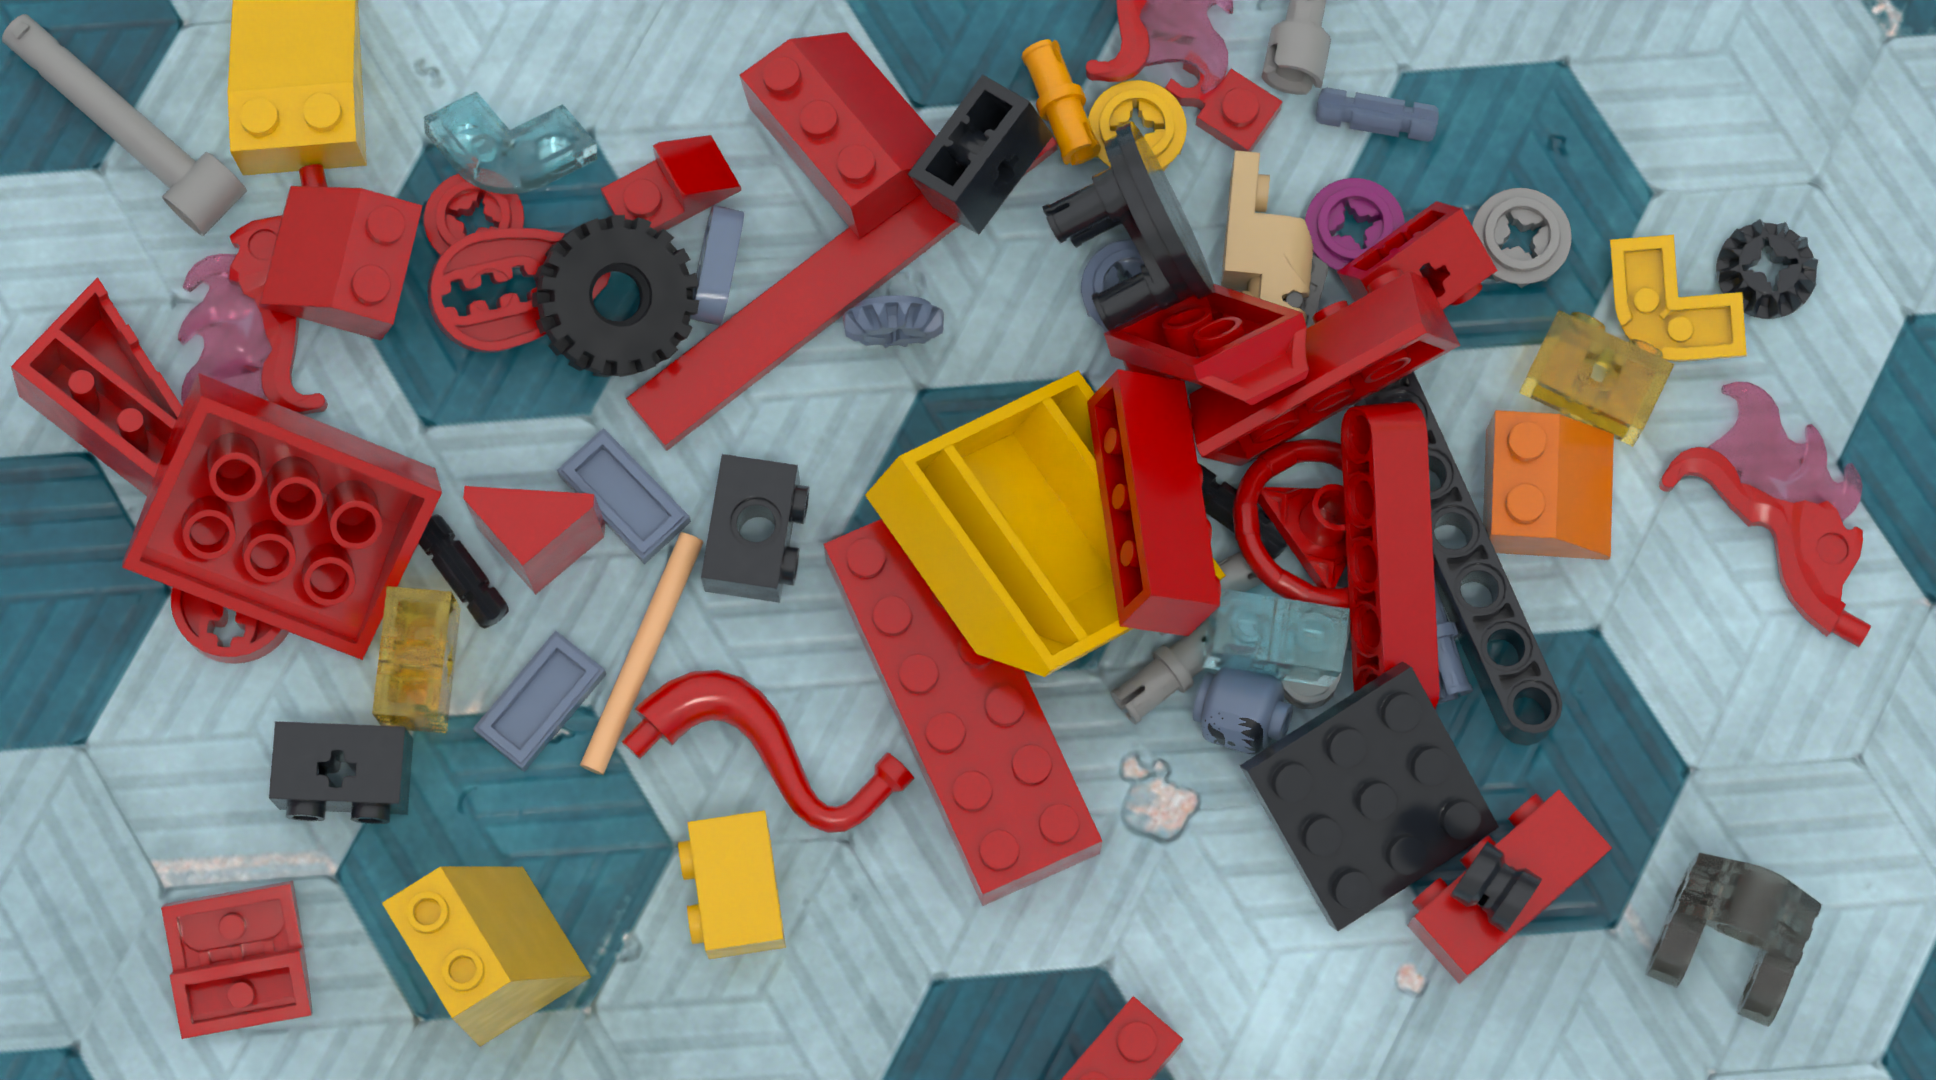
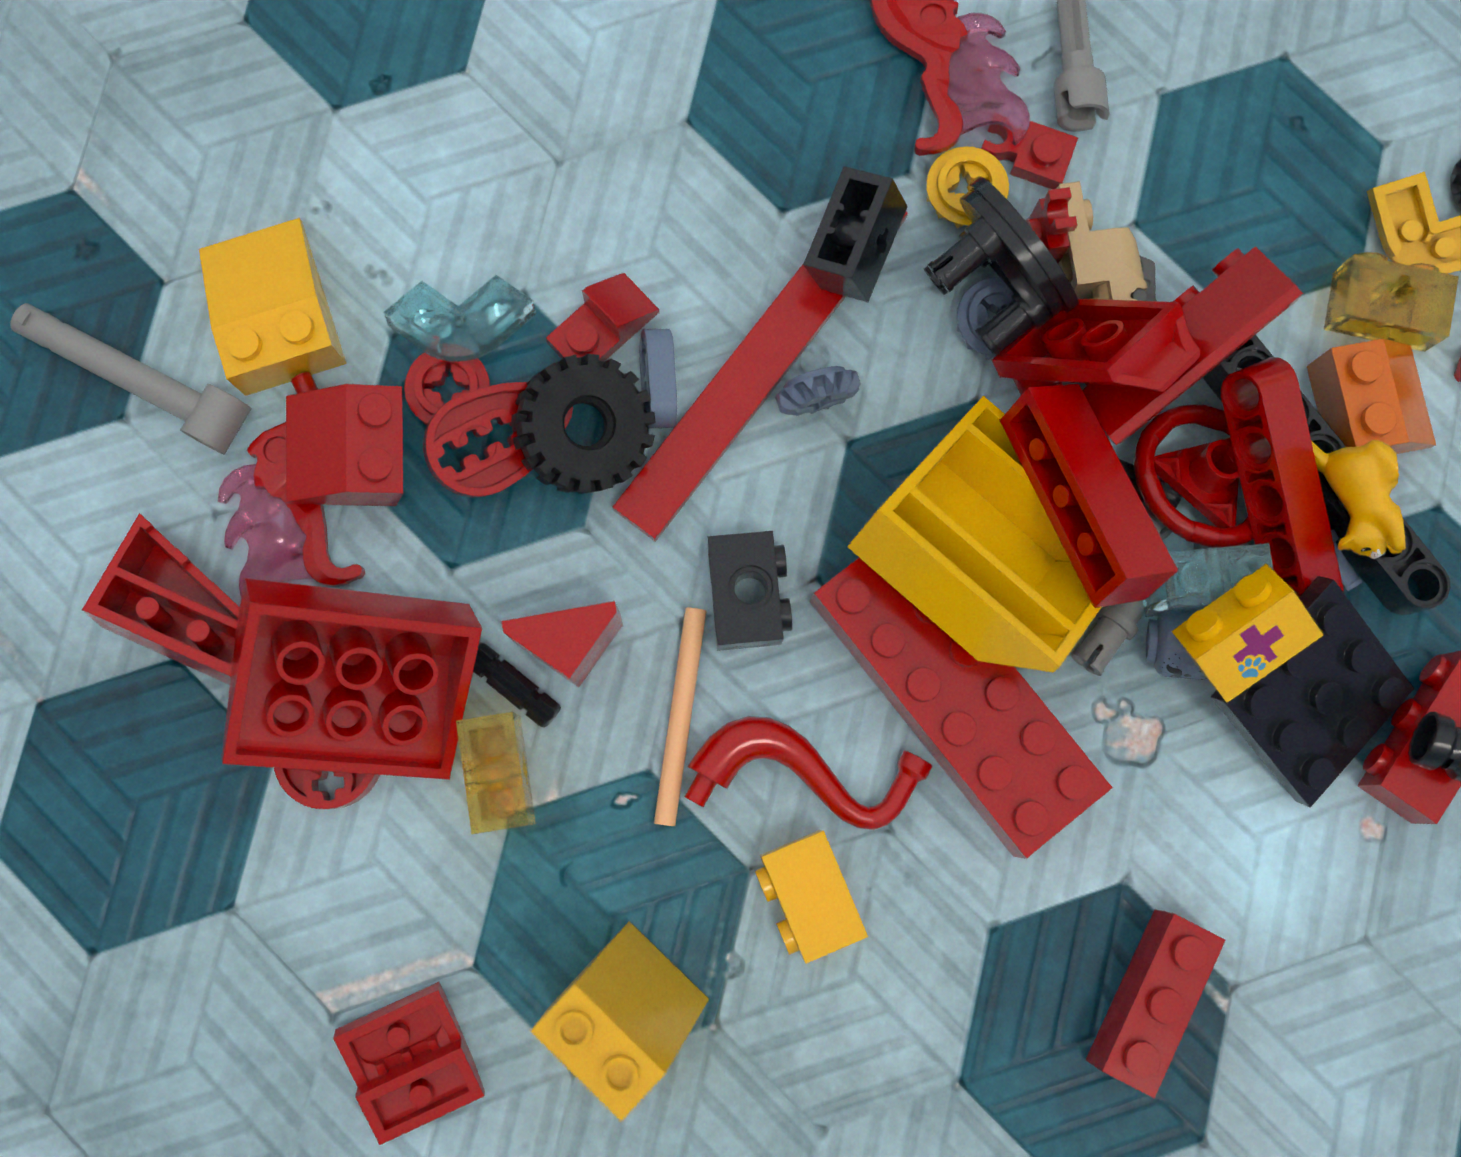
camera: 20 degrees left, 5 degrees up
(311, 750) = (422, 876): black brick -> none
(539, 701) = (606, 777): sand blue tile -> none
(626, 494) = (637, 589): sand blue tile -> none
(840, 125) = (730, 240): red slope -> none
(1061, 102) = (891, 163): light orange pin -> none
(1212, 199) = (1052, 221): none -> red plate
(1288, 697) = (1247, 632): none -> yellow brick
(1365, 202) = (1164, 204): magenta gear -> none
(1377, 114) = (1154, 131): sand blue axle -> none
(1436, 239) = (1234, 221): red brick -> none
(1482, 568) = (1362, 482): none -> yellow animal
(1526, 211) = (1315, 213): light grey gear -> none

